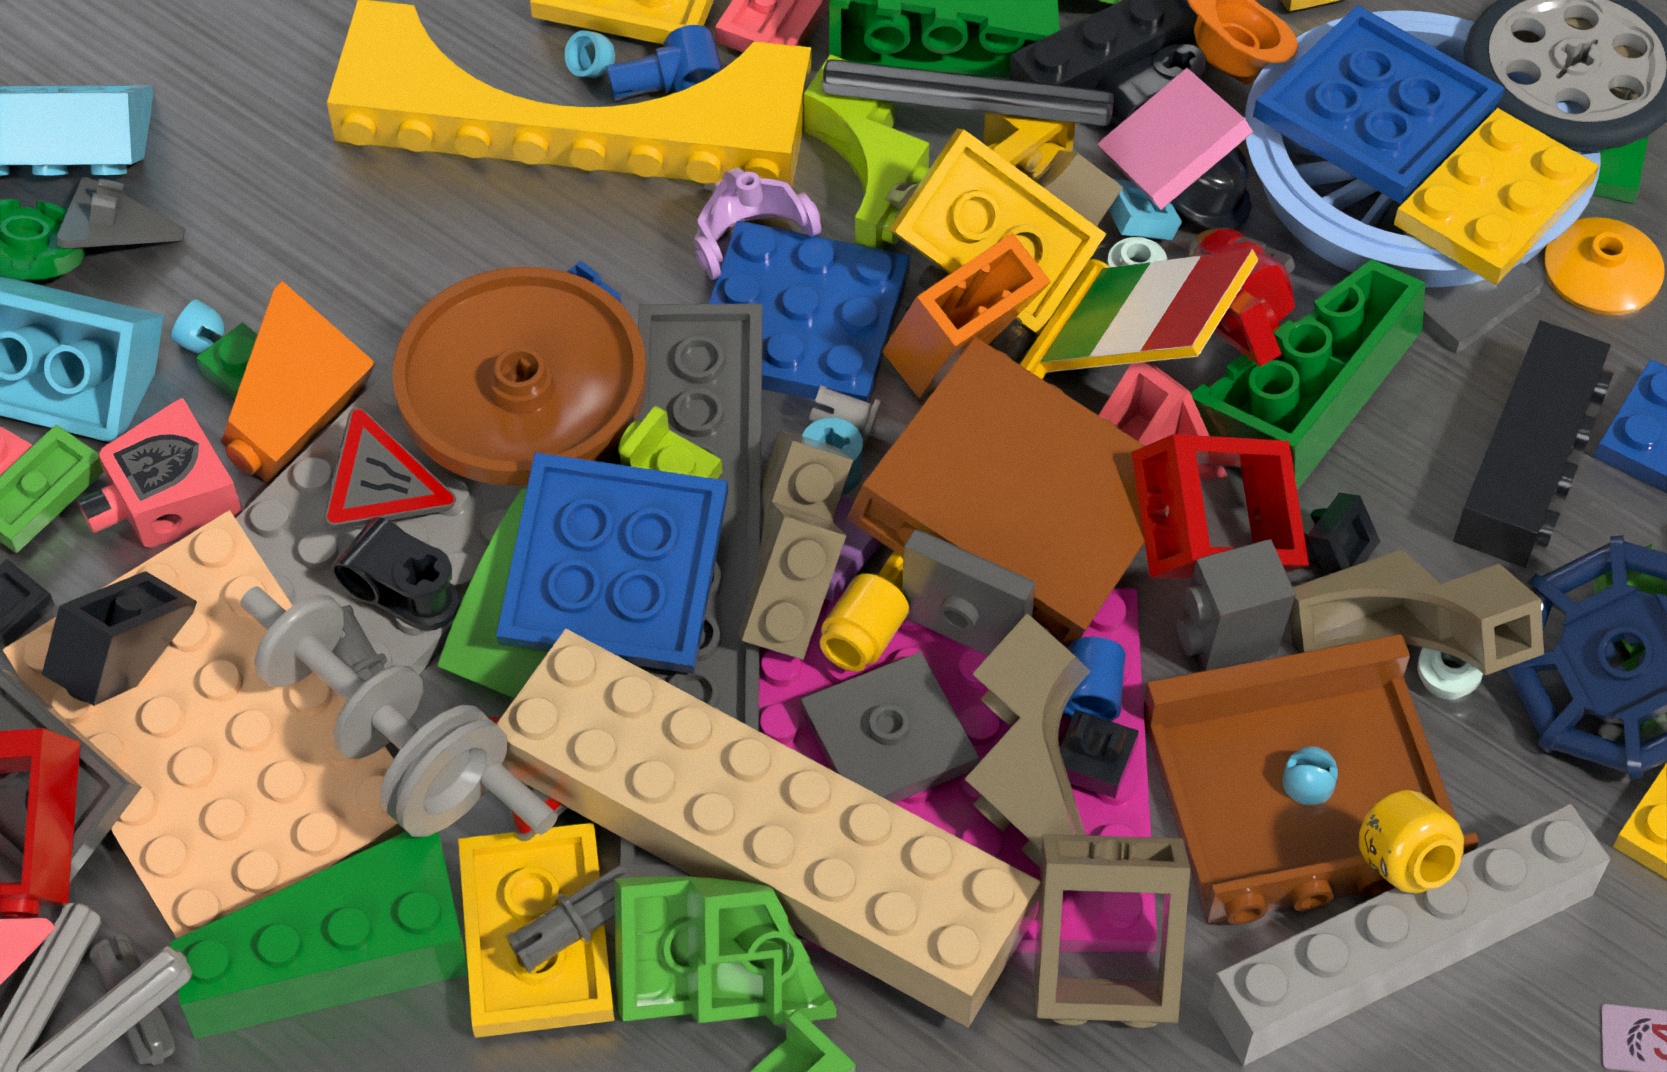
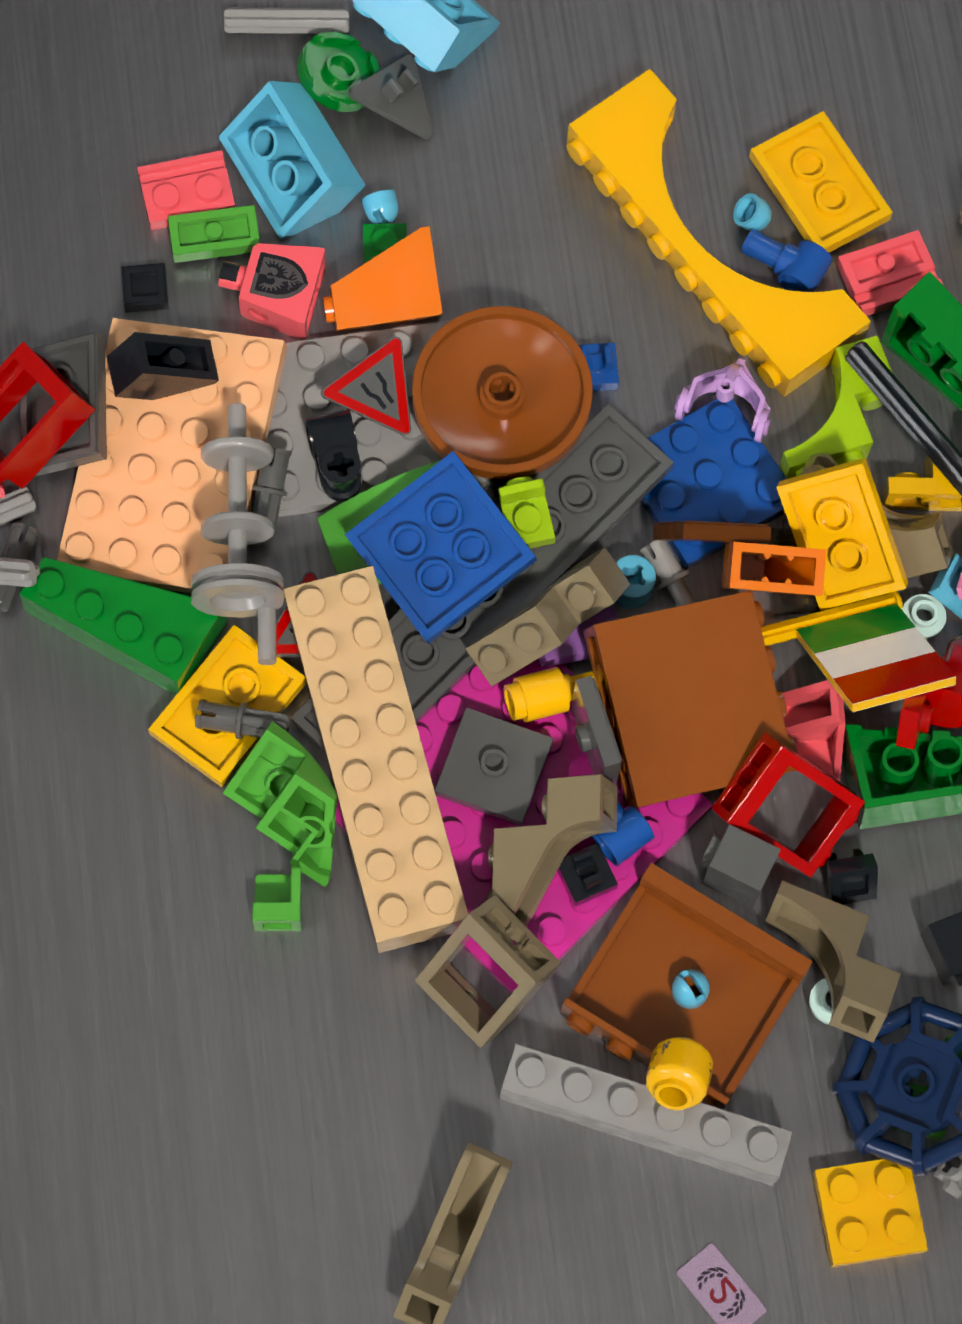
camera: 40 degrees right, 15 degrees up
(869, 327) = (711, 532): none -> reddish brown tile

